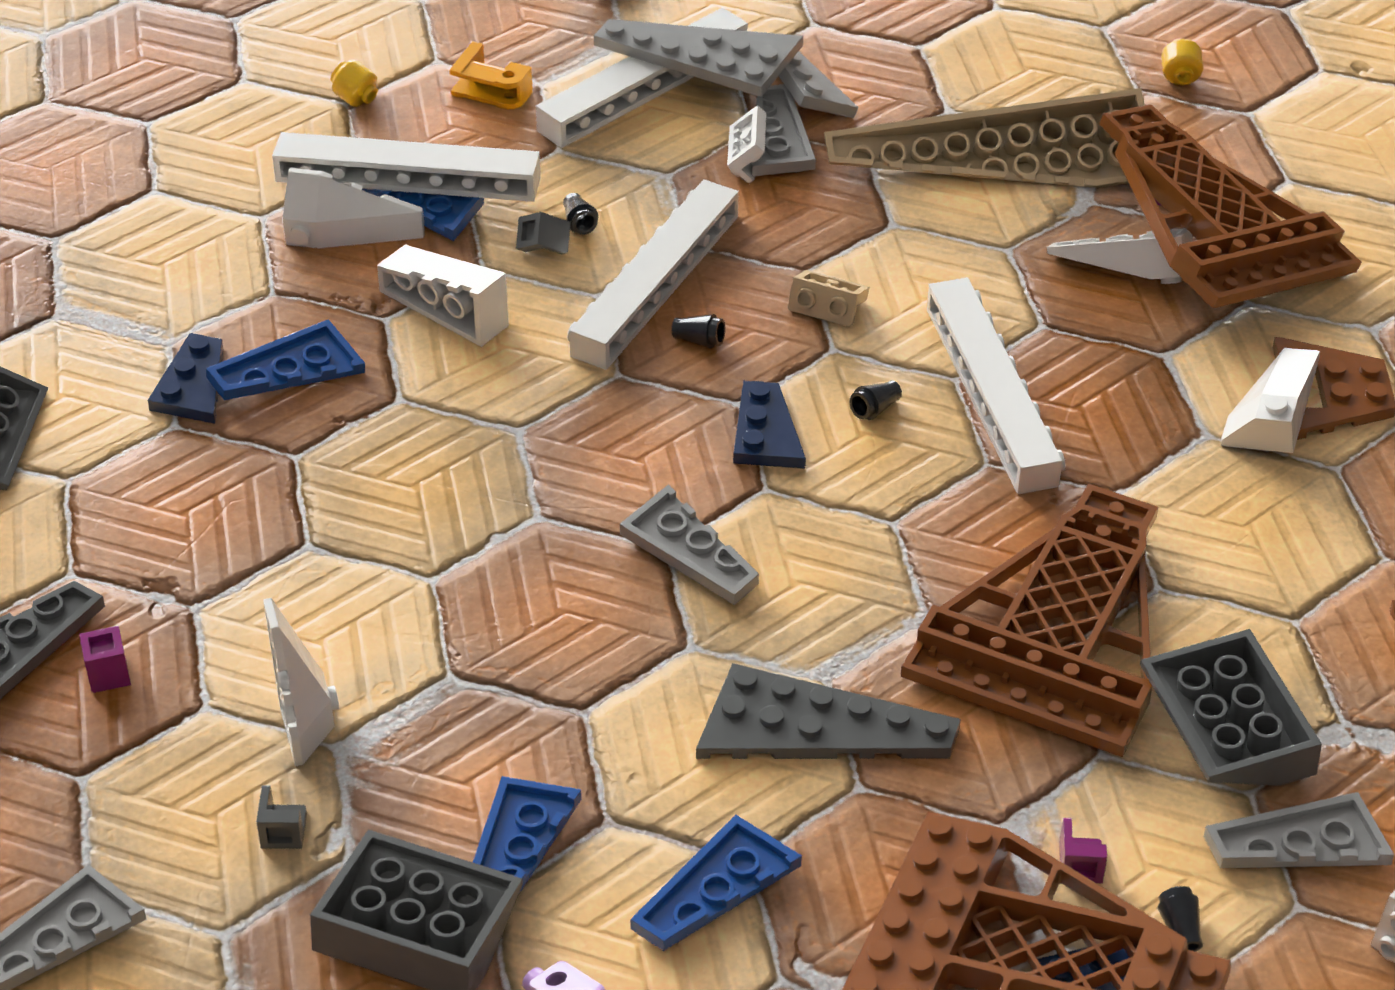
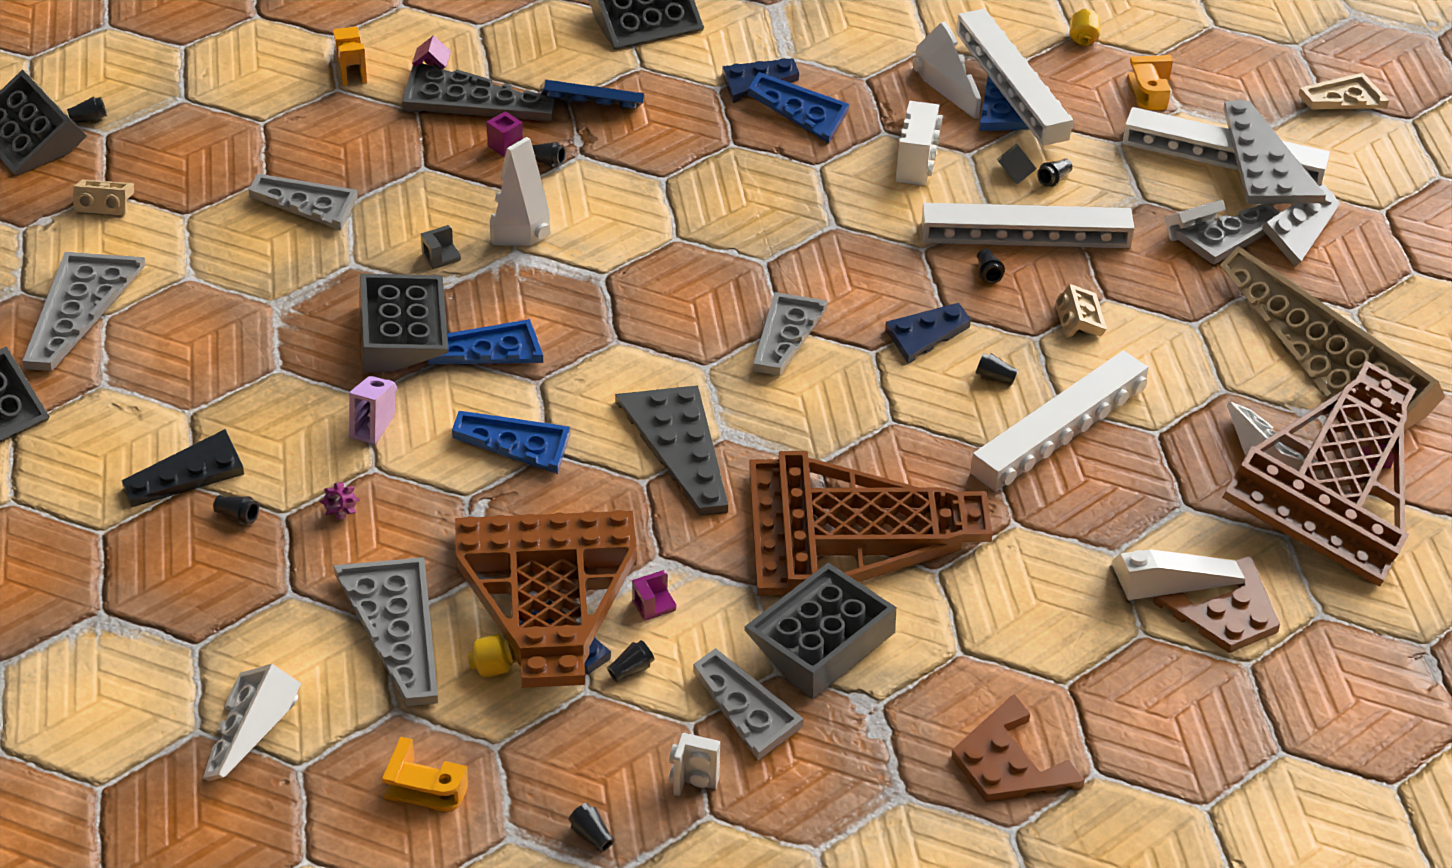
camera: 60 degrees right, 0 degrees up
(96, 546) = (586, 93): none -> blue wing
(175, 634) = (550, 153): none -> black cone

